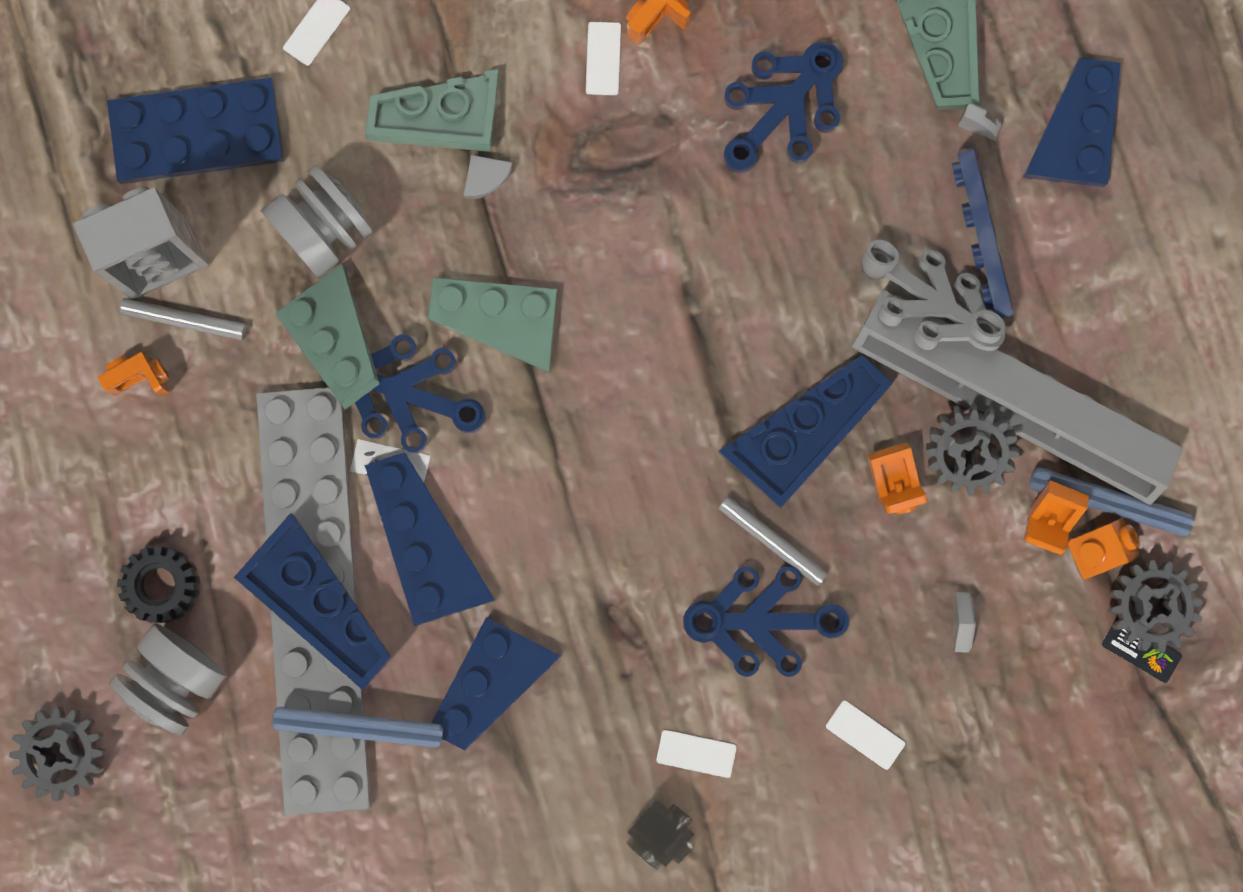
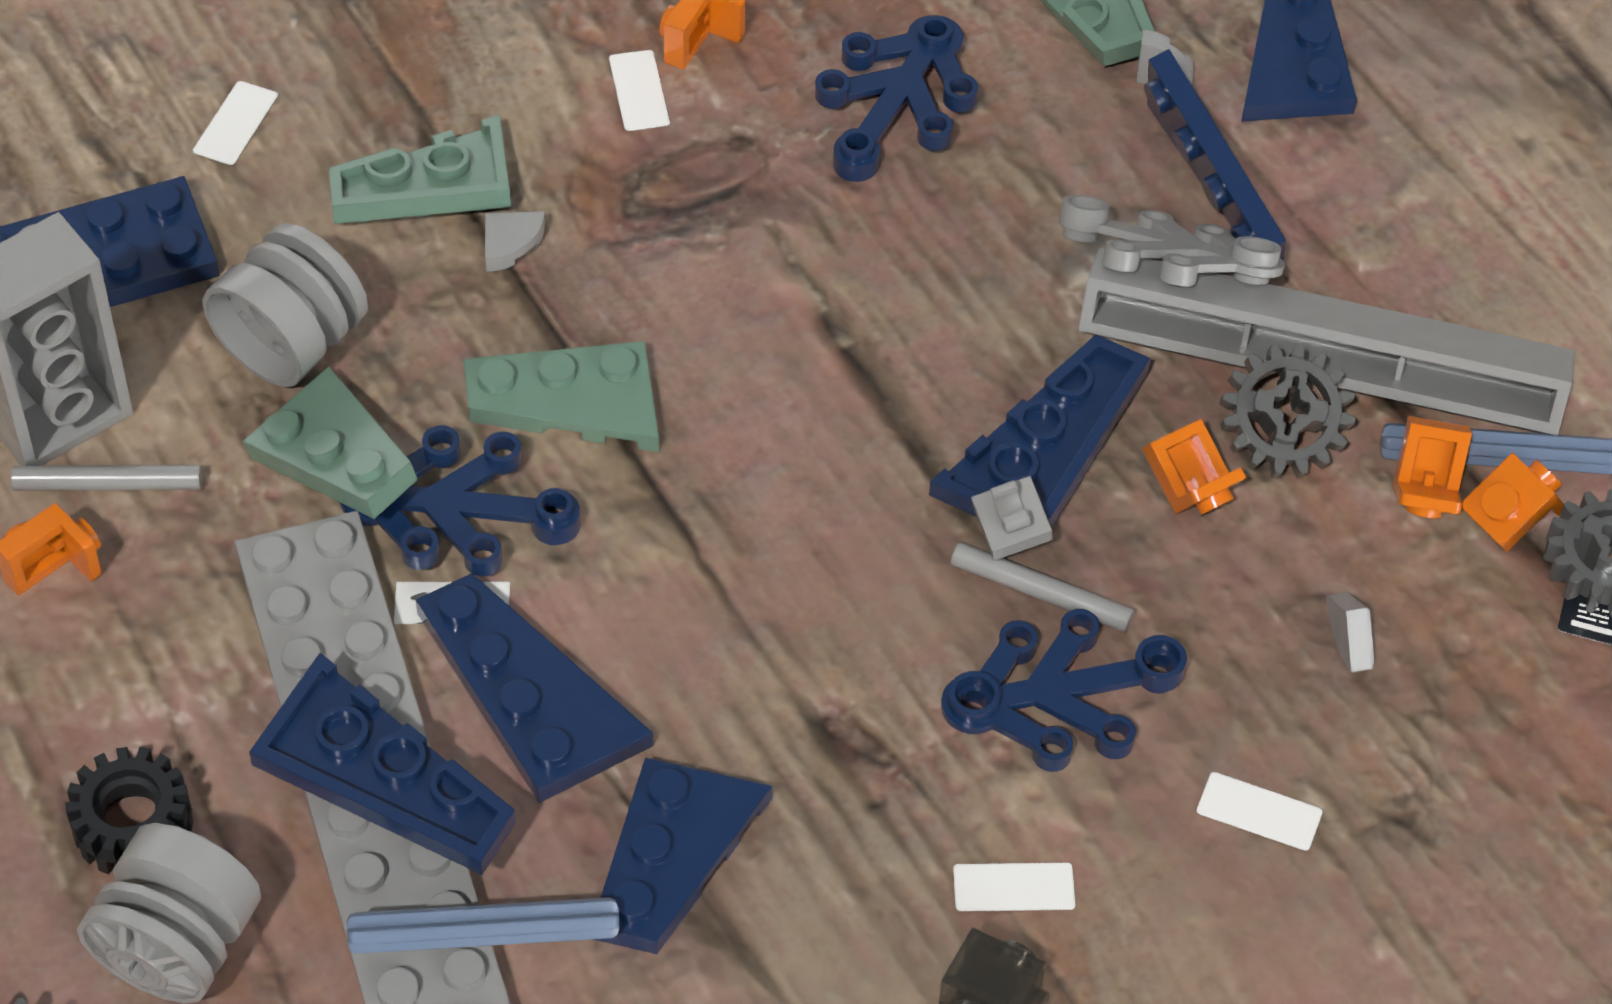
camera: 15 degrees left, 30 degrees down
(763, 497) = (1011, 518): none -> light grey tile

